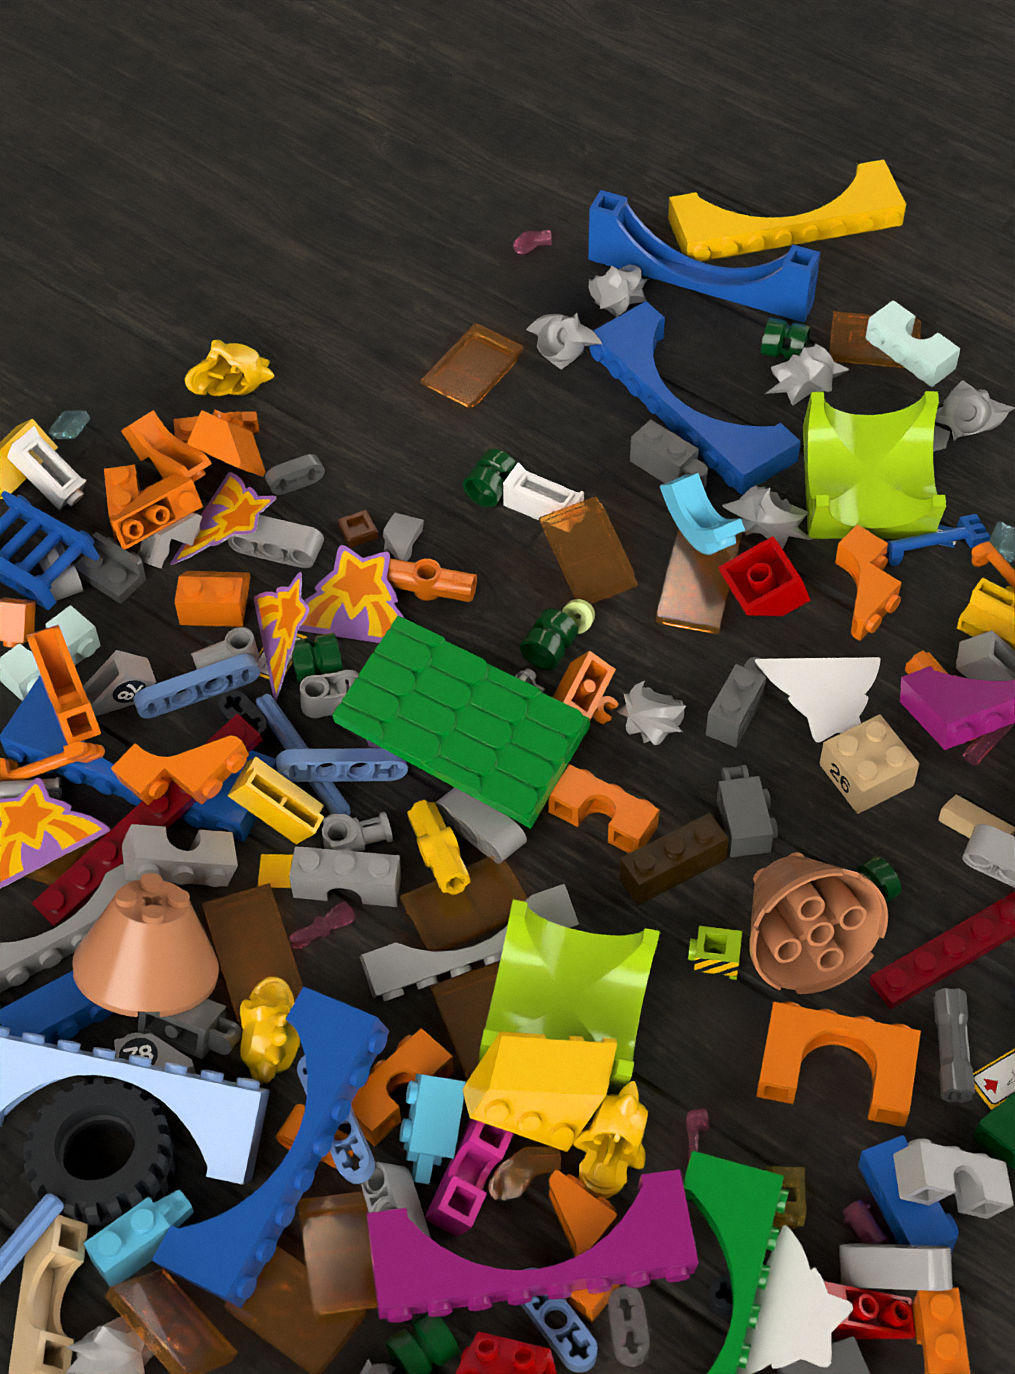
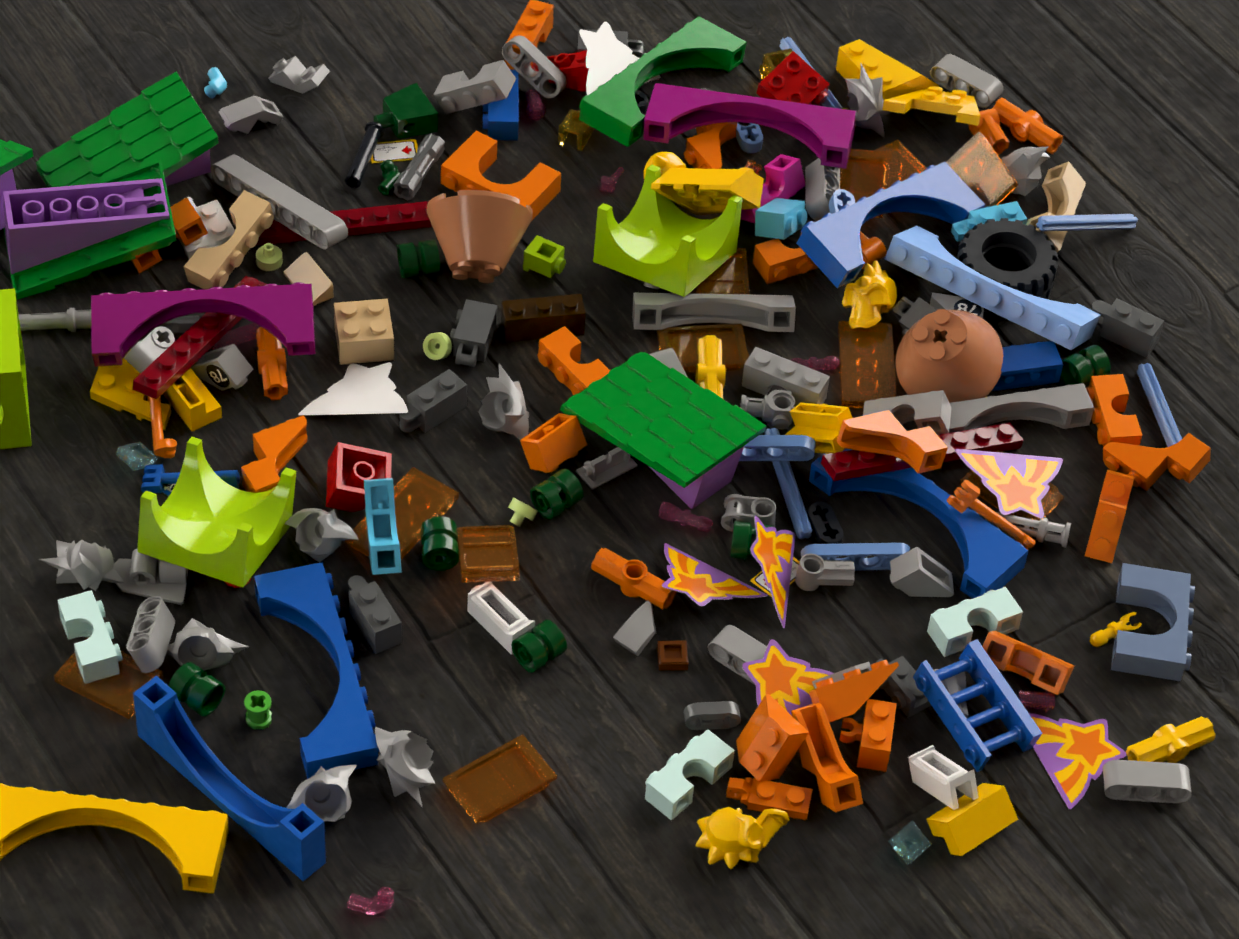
camera: 165 degrees left, 5 degrees down
(63, 685) = (970, 544): orange arch -> none
(212, 598) = (820, 628): orange slope -> none
(289, 433) = (703, 757): none -> light aqua arch
(643, 546) = (439, 543): none -> dark green wheel
(720, 348) = (257, 706): none -> bright green bush
(776, 781) = (437, 346): none -> yellowish green tile
(858, 363) = (150, 634): none -> light grey beam
(985, 1027) = (390, 175): none -> dark green arm

